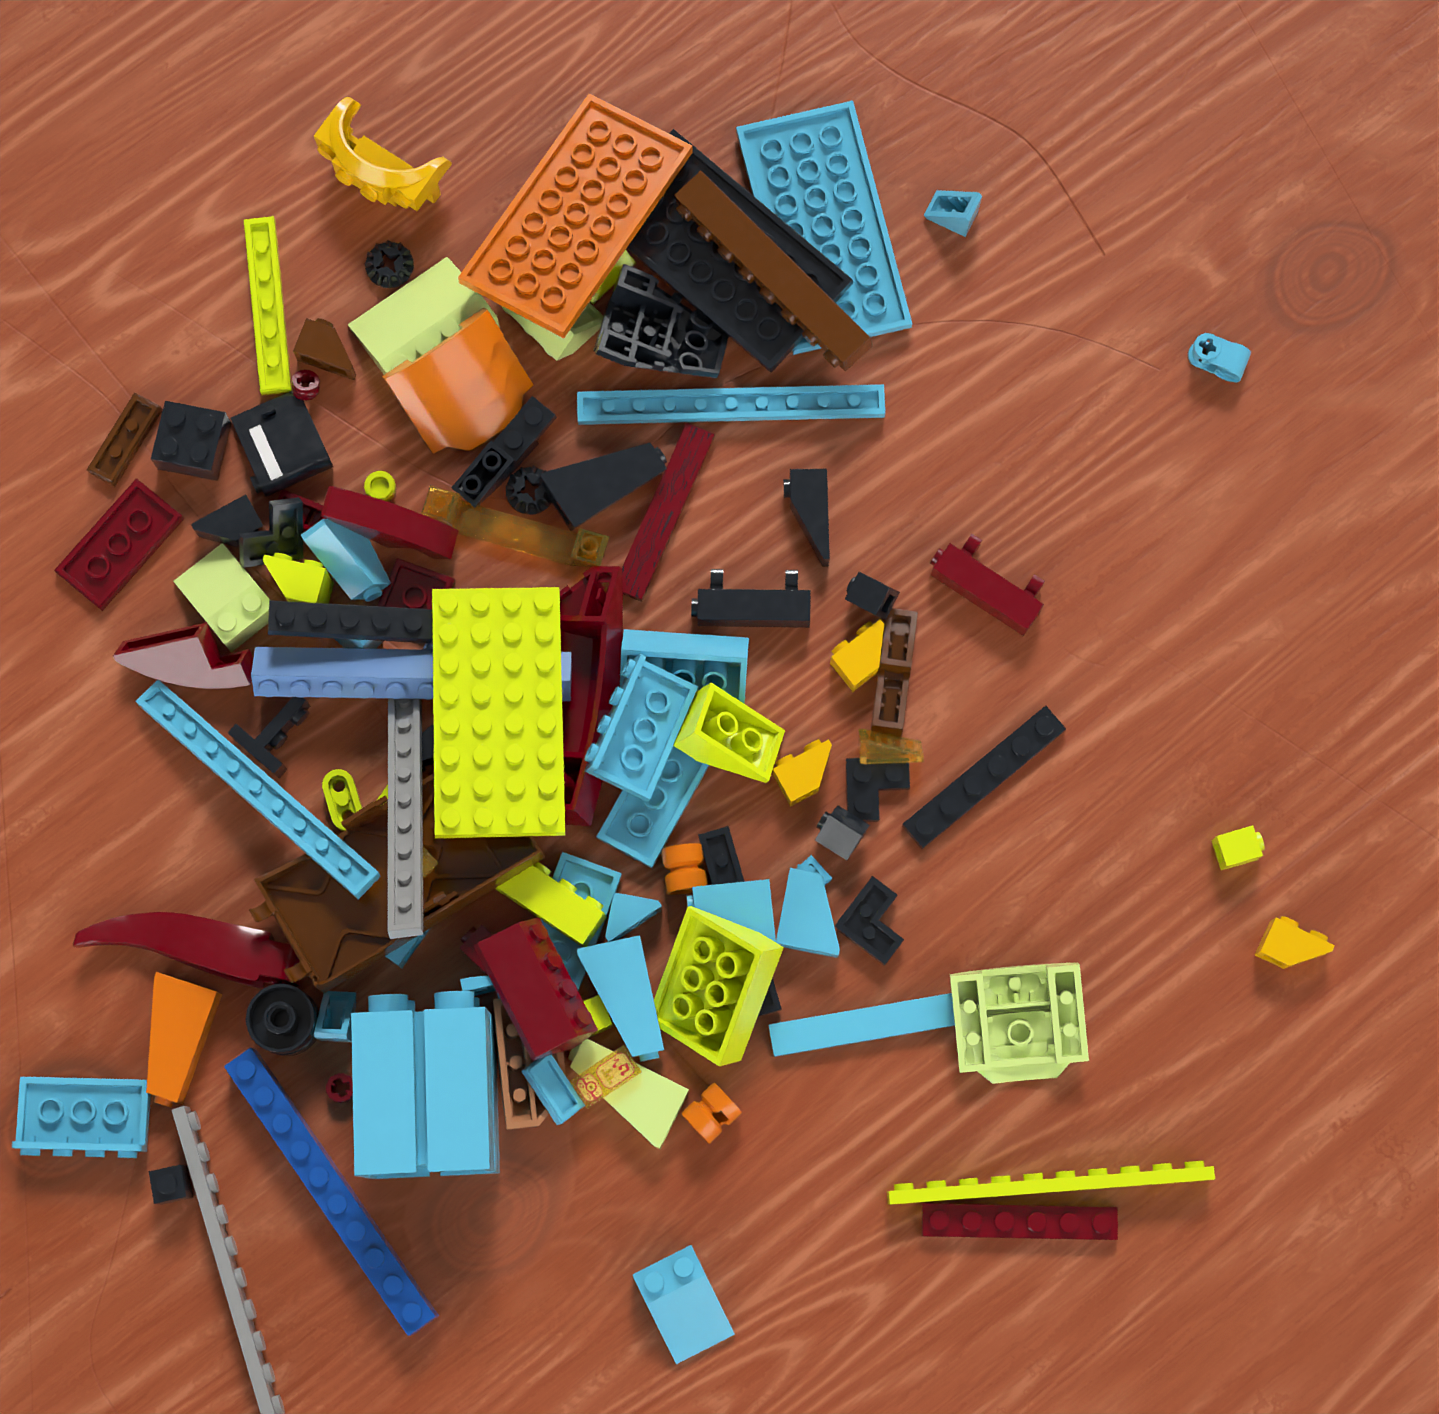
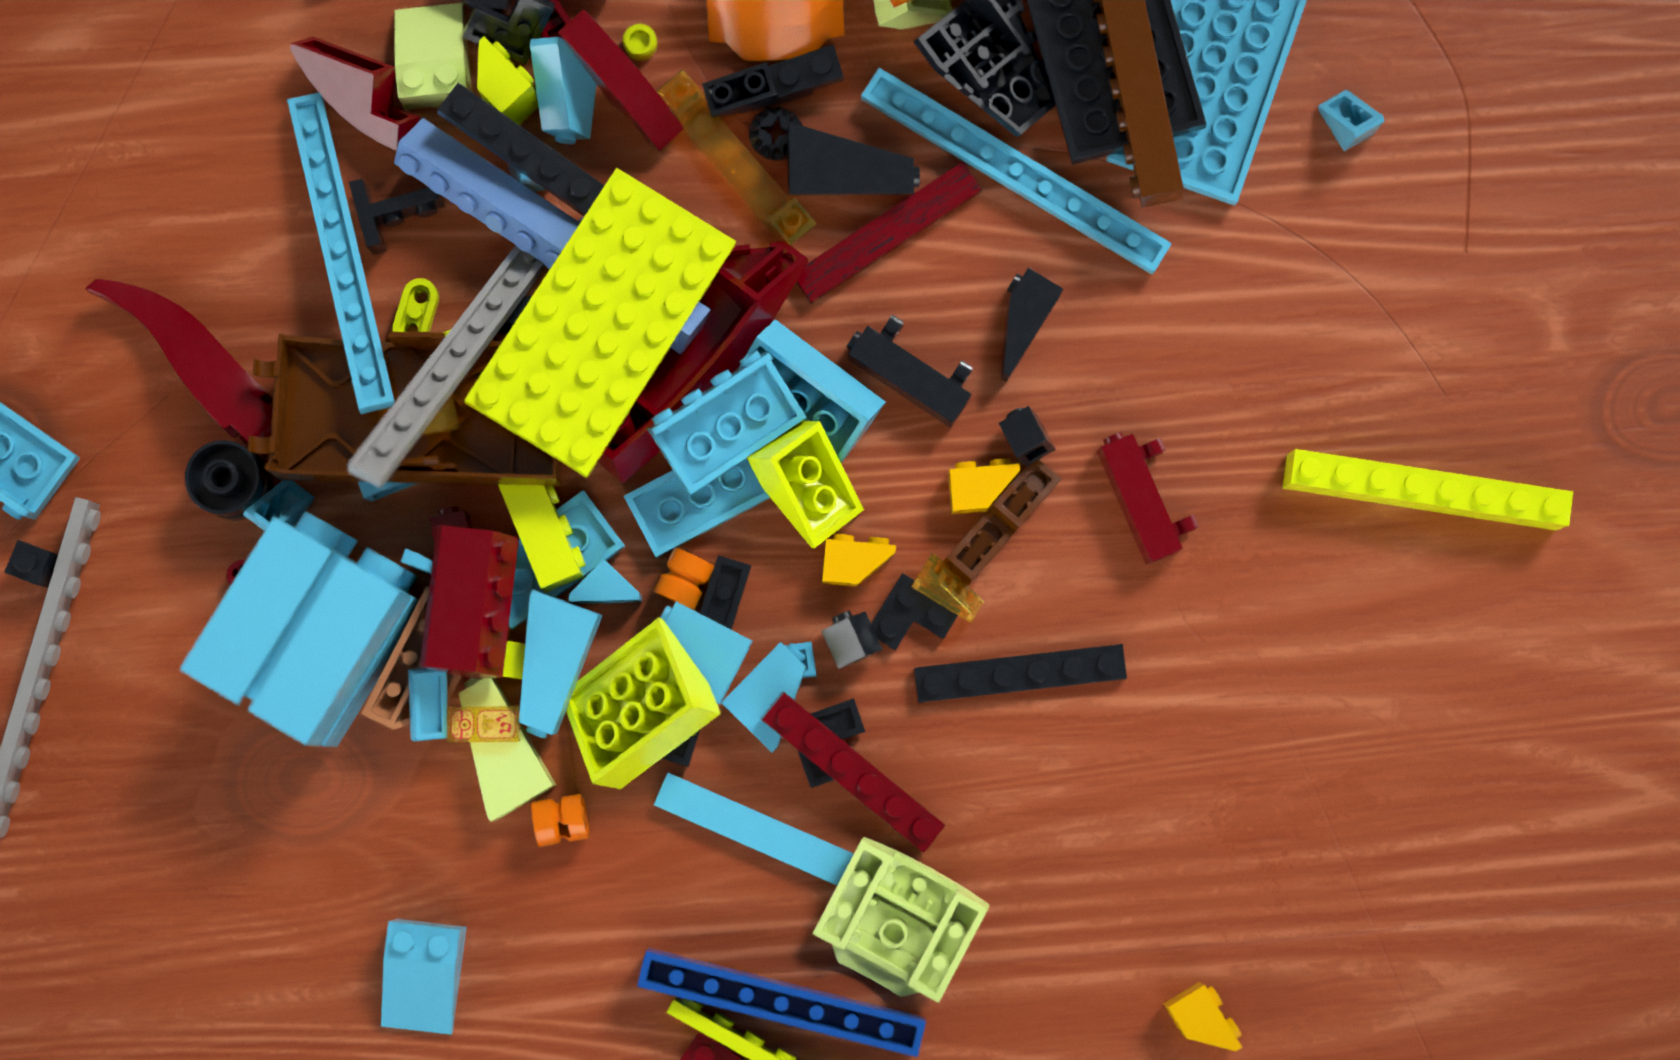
camera: 30 degrees right, 5 degrees up
(177, 1036) = (128, 431): orange slope -> none
(331, 1191) = (170, 642): blue brick -> none
(413, 586) = (607, 151): dark red tile -> none
(908, 931) = (852, 772): none -> dark red plate
(971, 1138) = (782, 1002): none -> blue brick
(1193, 446) = (1427, 489): none -> neon yellow brick
(1222, 358) = (1513, 423): medium azure piece -> none
(1238, 847) = (1214, 895): neon yellow brick -> none

